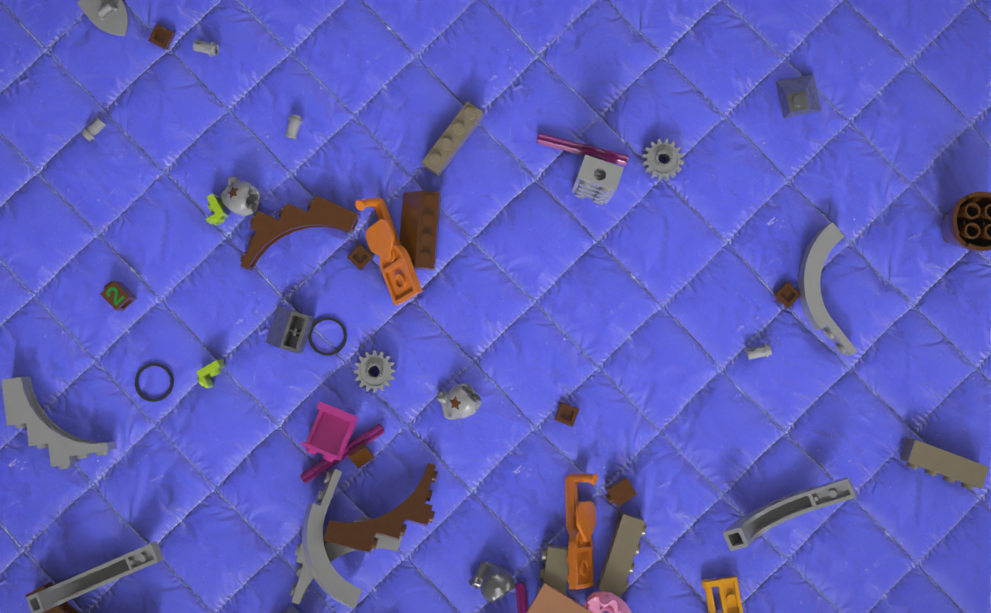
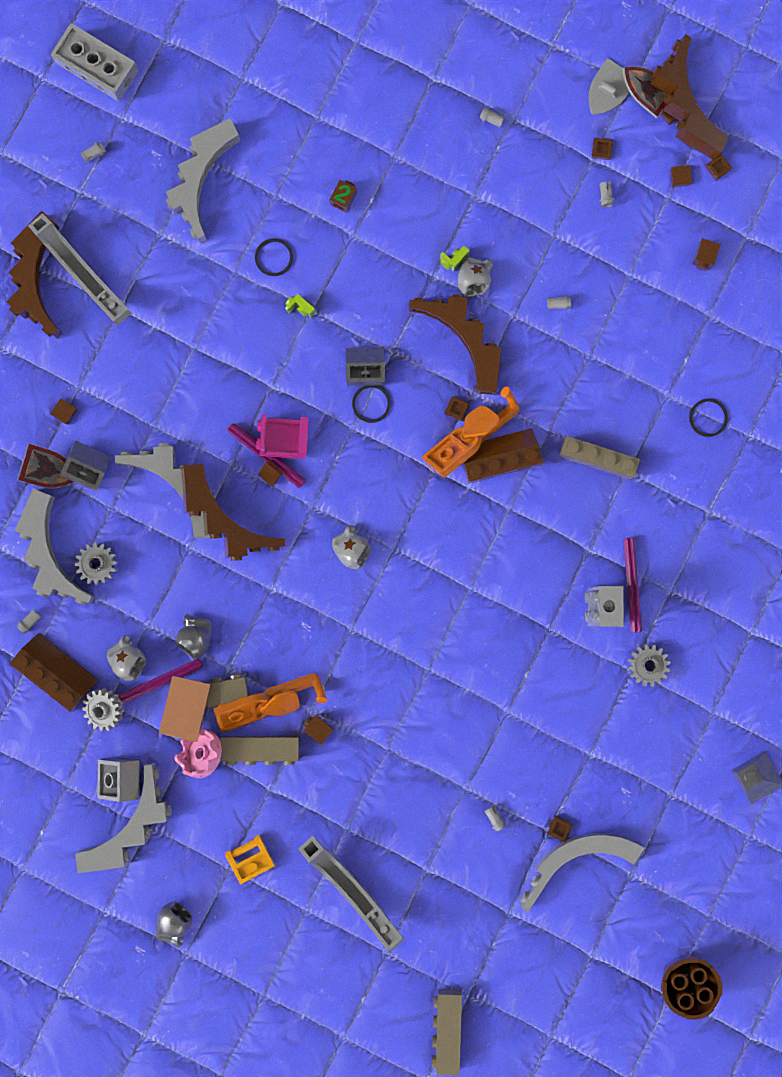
camera: 70 degrees right, 0 degrees up
(315, 550) = (170, 460): light grey arch -> none
(365, 375) = (353, 449): light grey gear -> none
(444, 10) = (691, 417): none -> black piece
(566, 414) = (373, 654): reddish brown tile -> none

